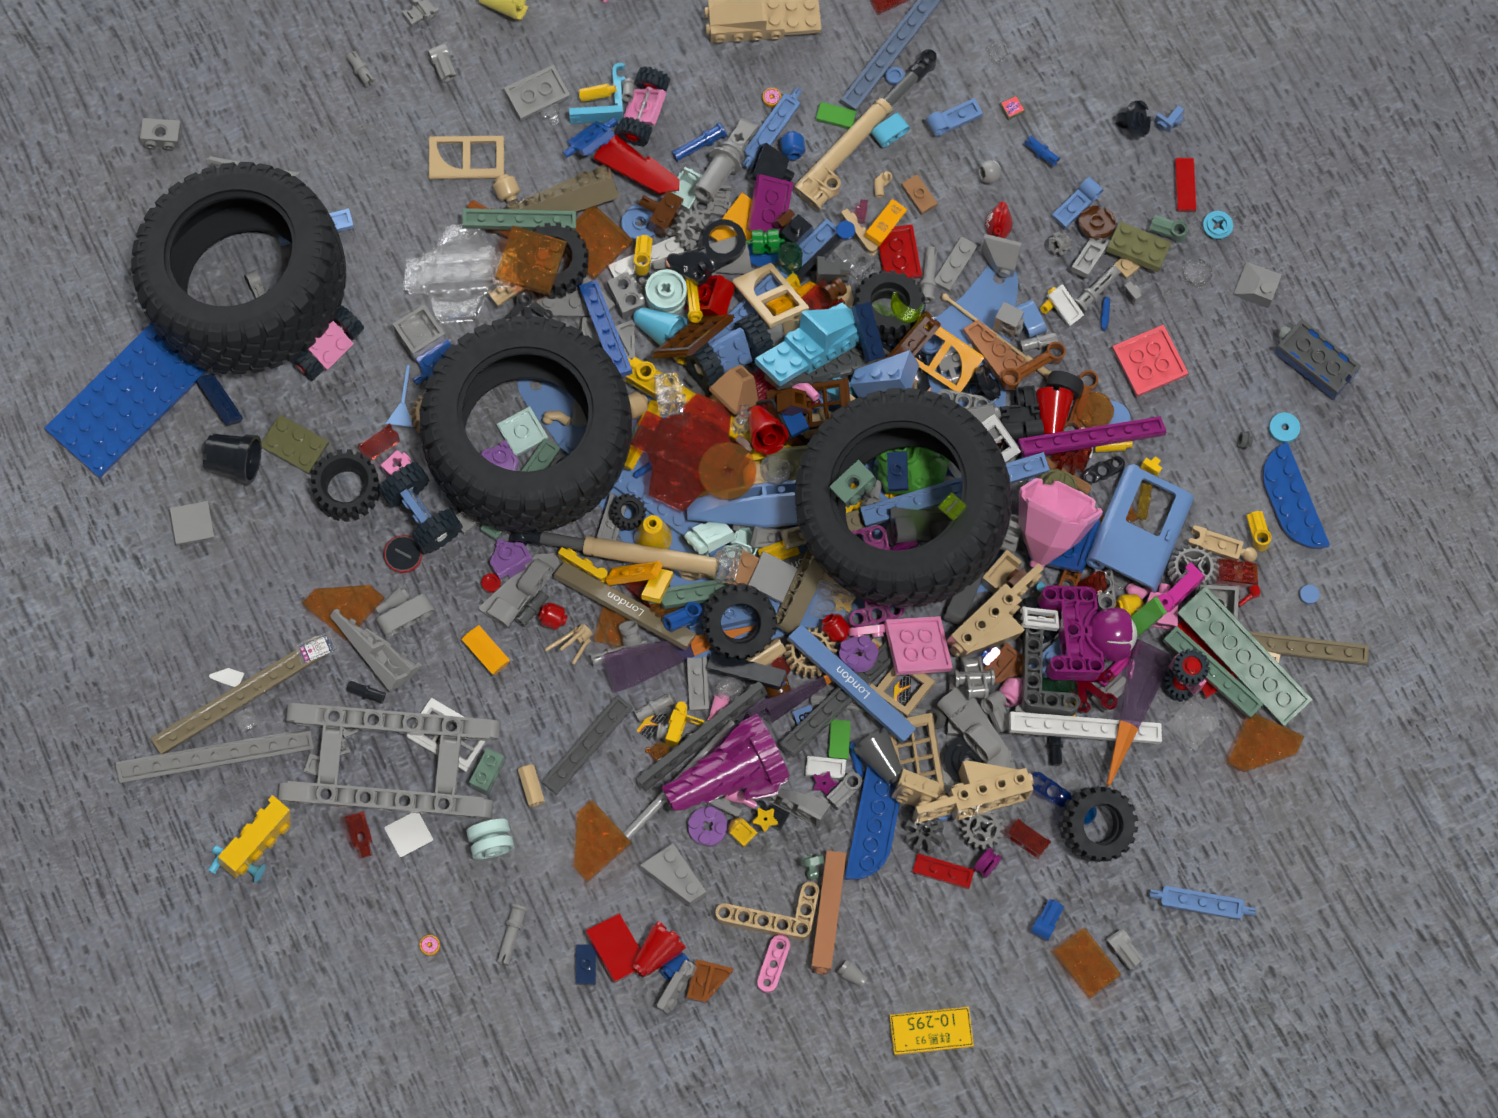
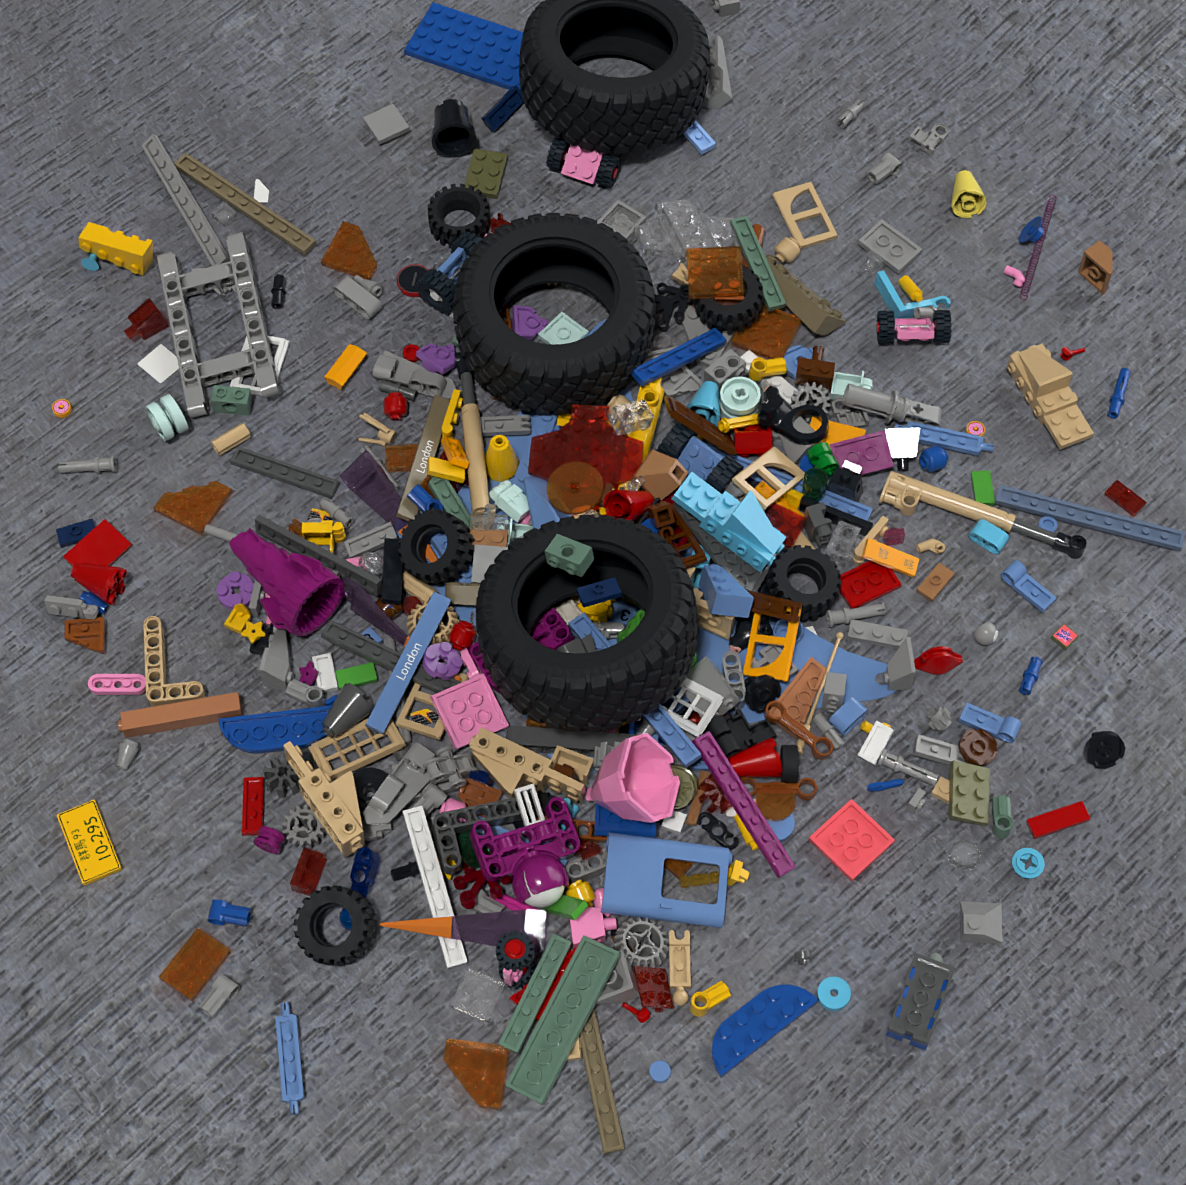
camera: 75 degrees right, 10 degrees down
(315, 647) = (303, 239): clear tile -> none
(387, 664) = (308, 297): light grey wedge -> none
(590, 138) = (857, 293): blue plate -> none
(624, 522) = (518, 421): black tyre -> none
(629, 162) = (853, 338): red panel -> none
(630, 633) = (398, 469): light grey wheel -> none
(675, 875) = (178, 576): light grey wedge -> none
(706, 138) = (908, 389): blue pin -> none
(810, 391) = (681, 527): bright pink arm -> none
(810, 862) = (224, 683): sand green piece -> none
(833, 290) = (798, 529): reddish brown wheel -> none
(845, 230) = (864, 523): blue tile -> none
(868, 331) = (762, 562): dark blue plate -> none
(902, 311) = (797, 585): clear neon green helmet -> none
(915, 789) = (320, 748): tan bracket -> none
(952, 506) = (574, 643): clear neon green tile -> none
(1168, 123) = (1121, 785): medium blue bracket -> none
(1182, 588) = (609, 931): dark pink leg -> none

